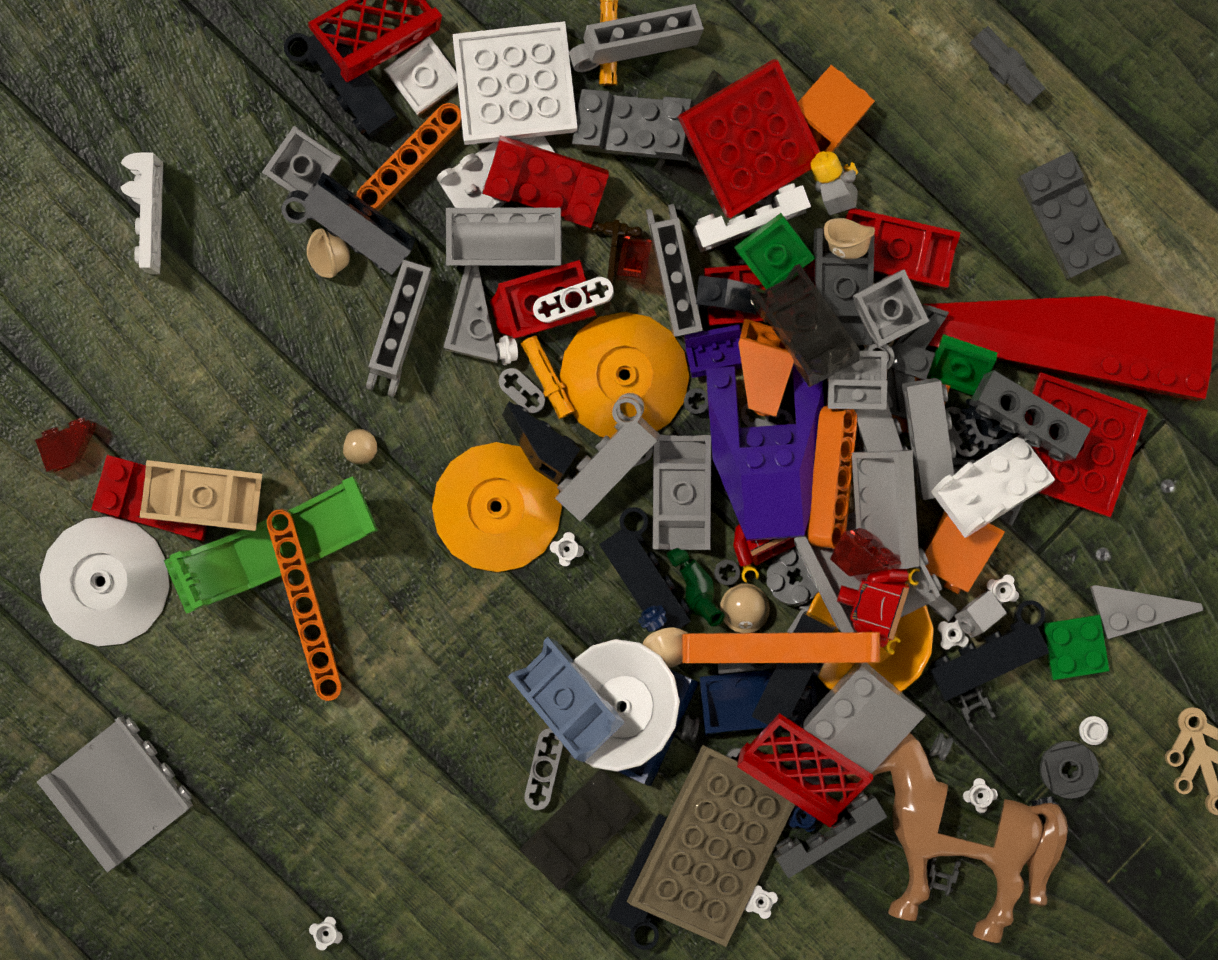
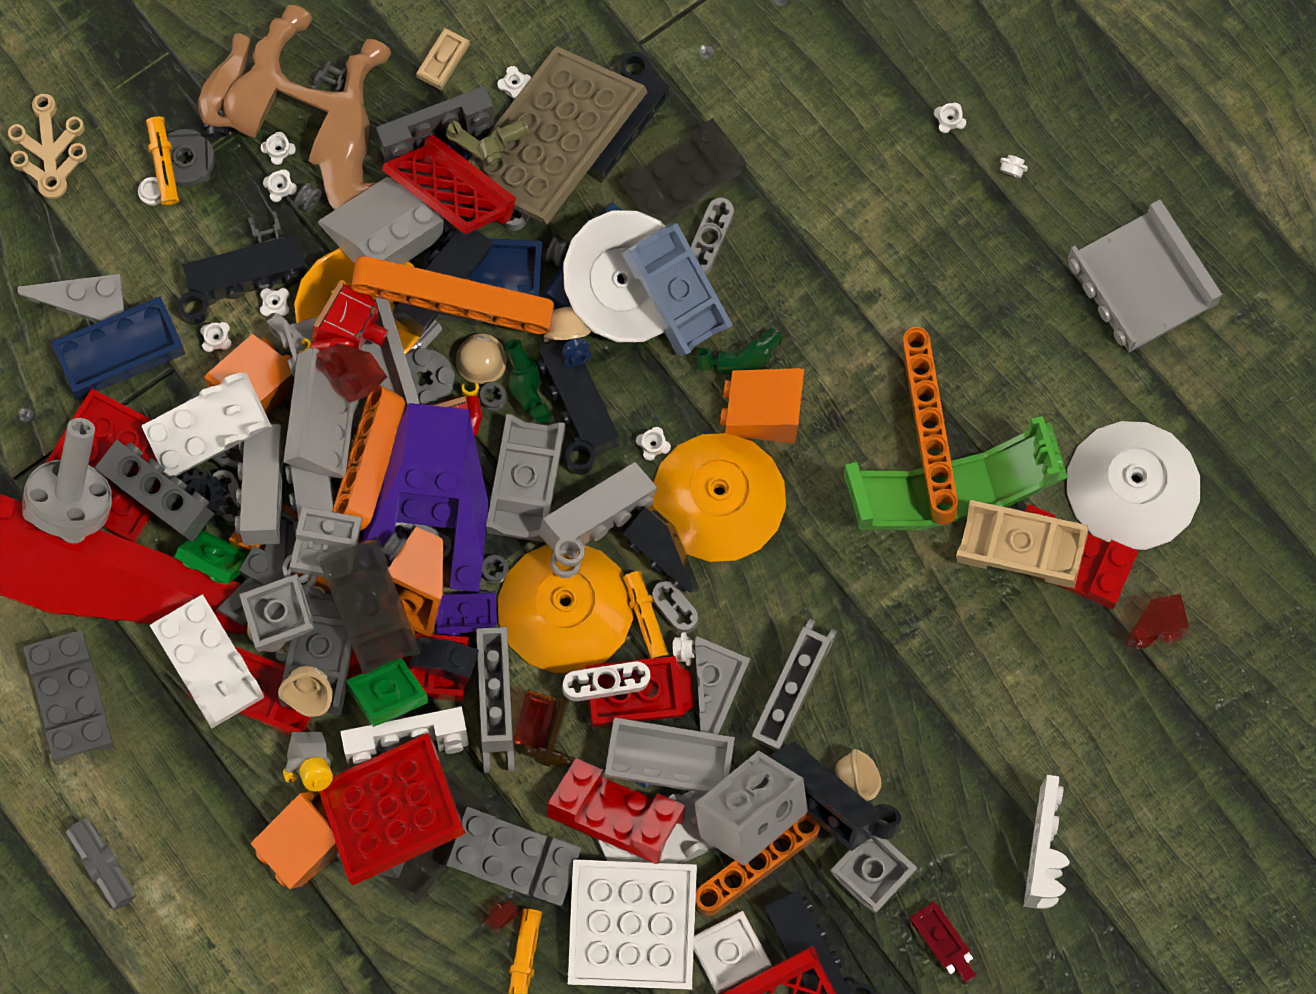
camera: 175 degrees left, 15 degrees down
(231, 114) = (943, 941): none -> dark red hinge
(256, 889) = (1013, 166): none -> white plate
(359, 447) = (851, 574): tan piece -> none
(420, 195) = (751, 807): none -> light grey piece
(466, 600) = (763, 404): none -> orange slope
(492, 643) = (751, 357): none -> dark green arm
(635, 74) = (501, 915): none -> clear red plate
(637, 37) = (491, 948): light grey hinge -> none
(770, 820) = (489, 148): none -> olive pin
(793, 389) = (393, 546): none -> dark grey bush
(835, 915) = (443, 59): none -> tan plate
(947, 261) = (207, 661): none -> white hinge
(963, 755) = (279, 177): none -> white plate
(980, 614) = (244, 313): light grey brick -> none
(1075, 647) = (153, 272): green plate -> none
(1093, 562) = (118, 347): none -> dark blue slope
(1101, 790) = (157, 129): none -> light orange pin
(1110, 394) = (67, 493): none -> light grey piece

